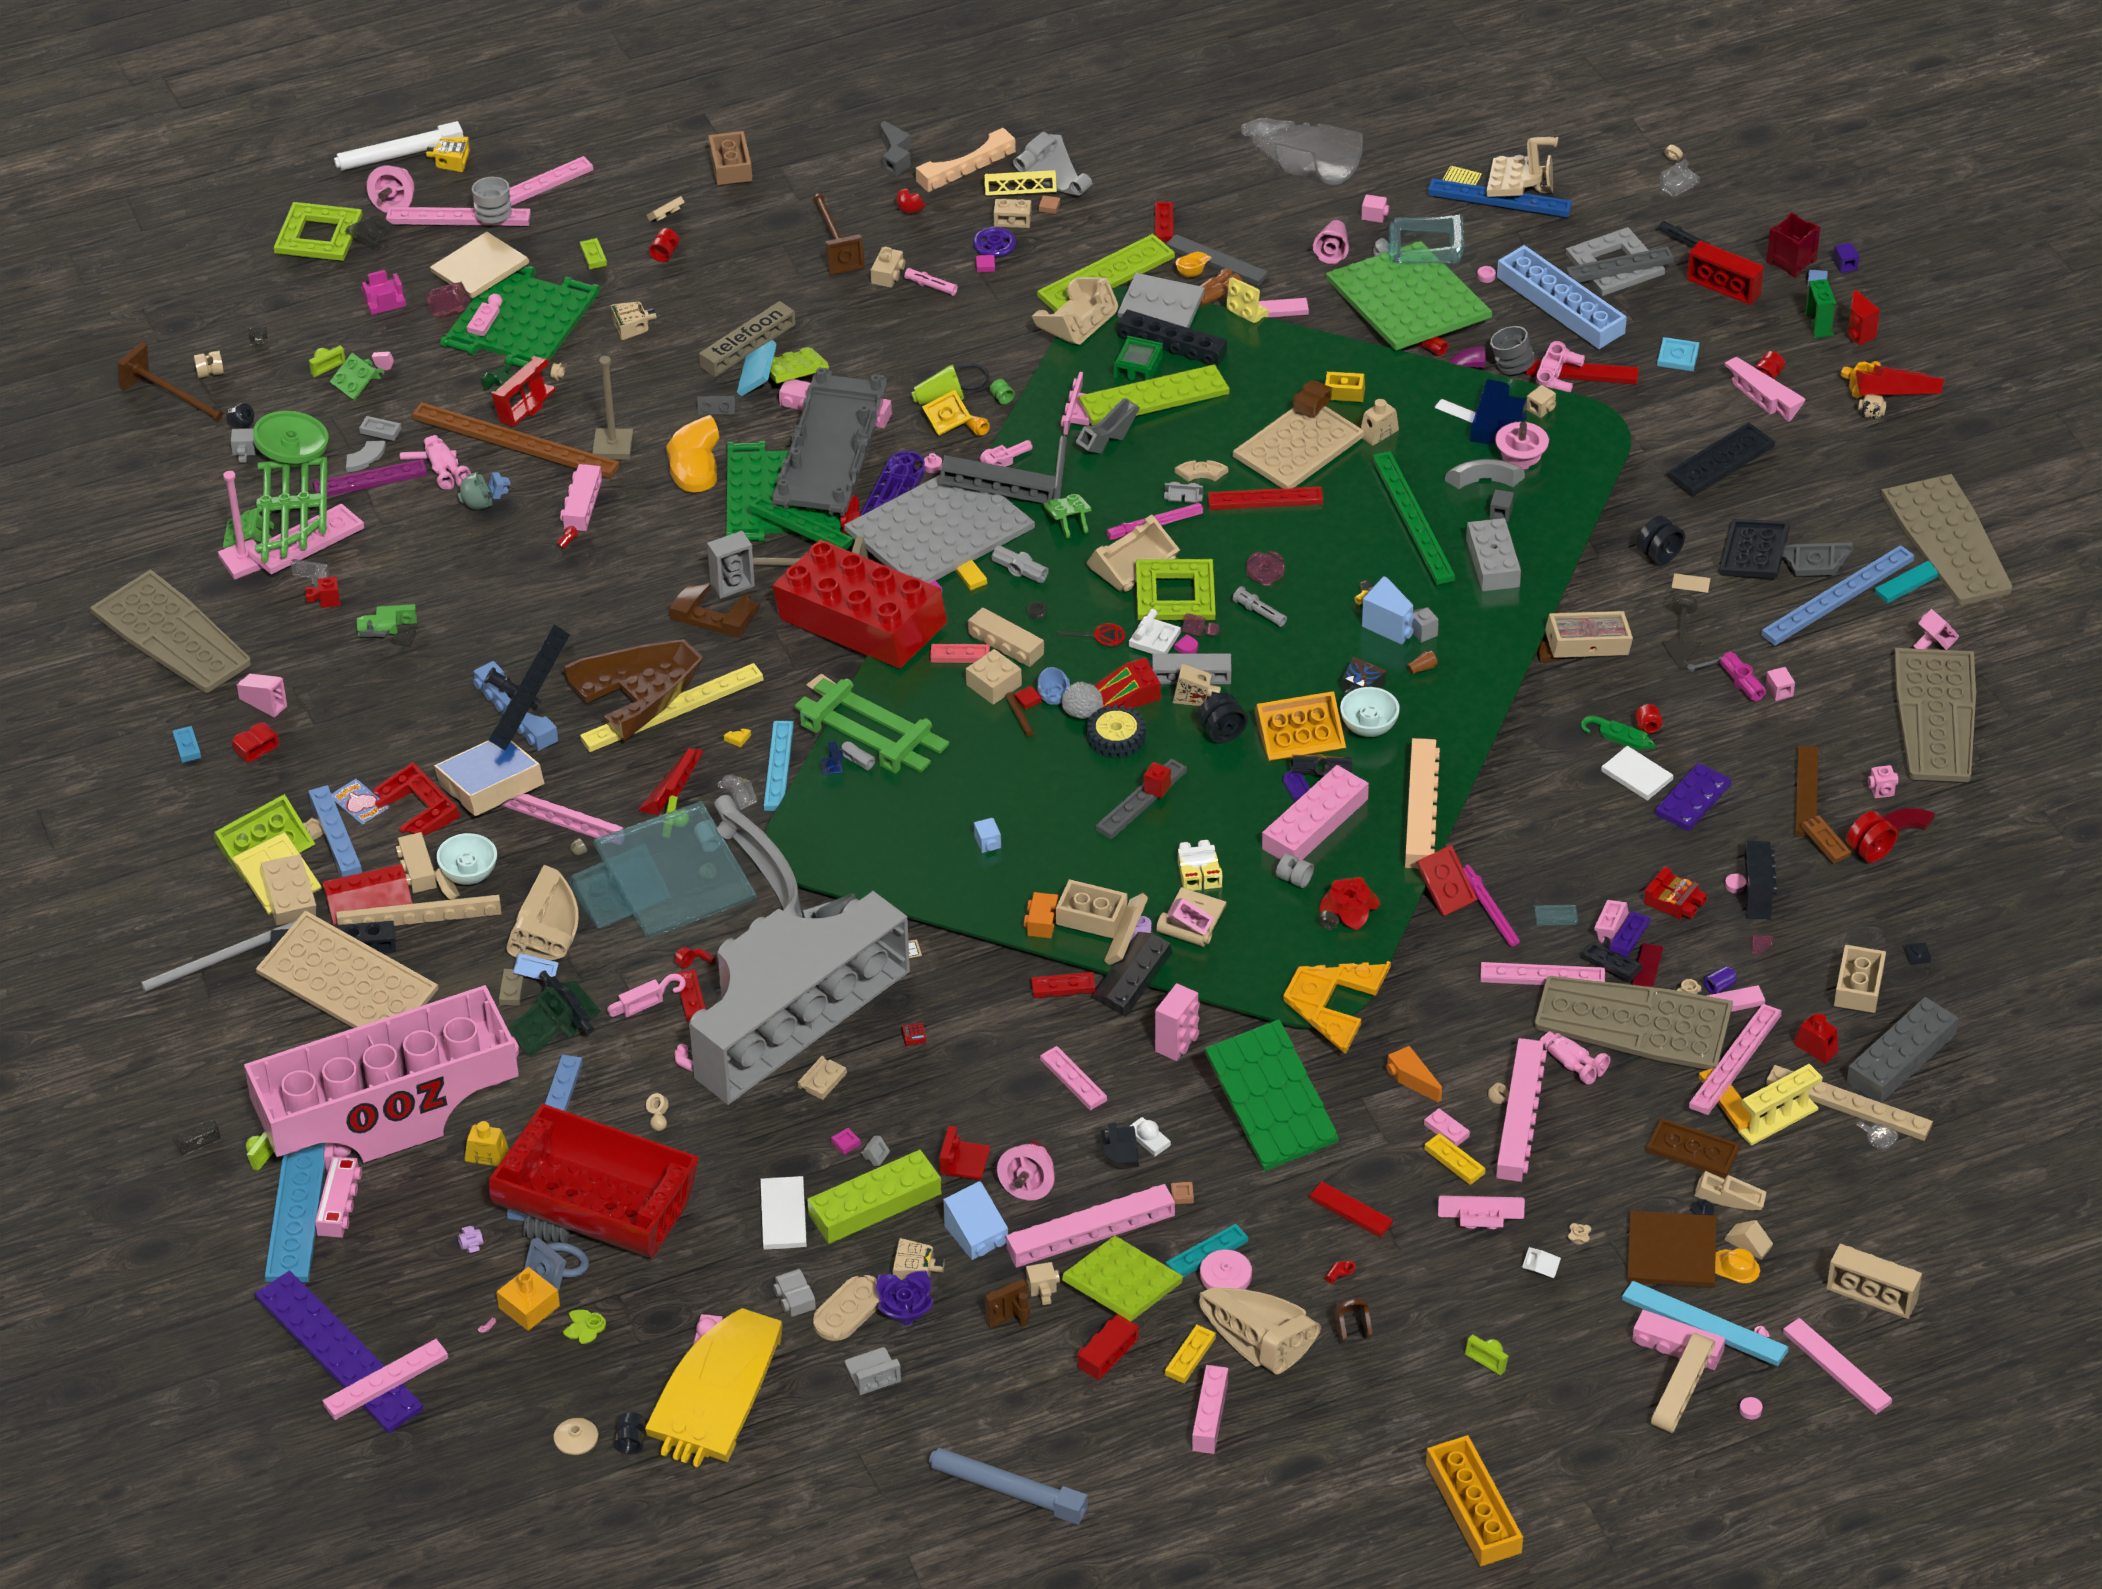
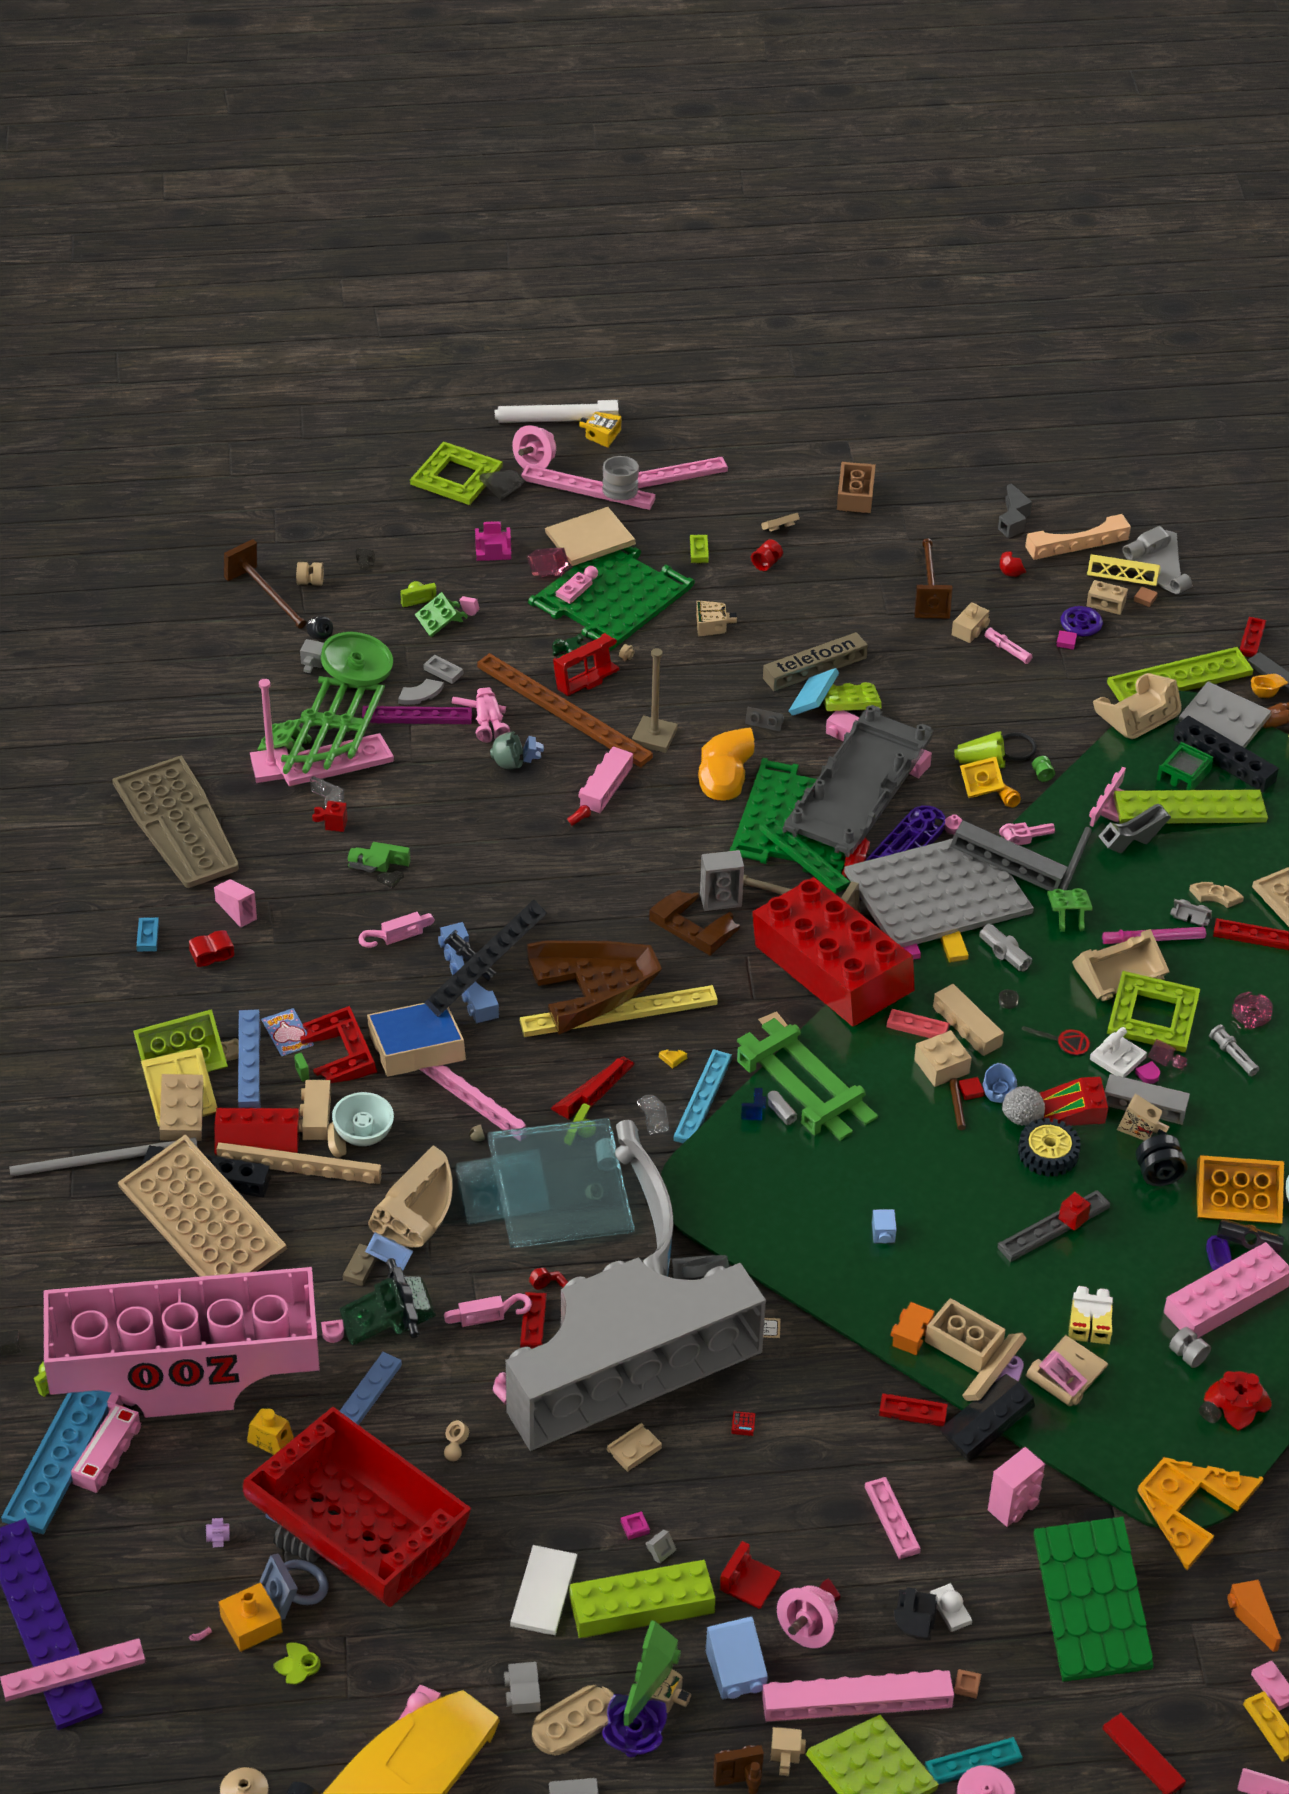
camera: 15 degrees right, 0 degrees up
(387, 828) = (301, 1067): none -> bright green tile
(431, 682) = (398, 929): none -> bright pink piece
(908, 1243) = (658, 1659): none -> bright green wedge

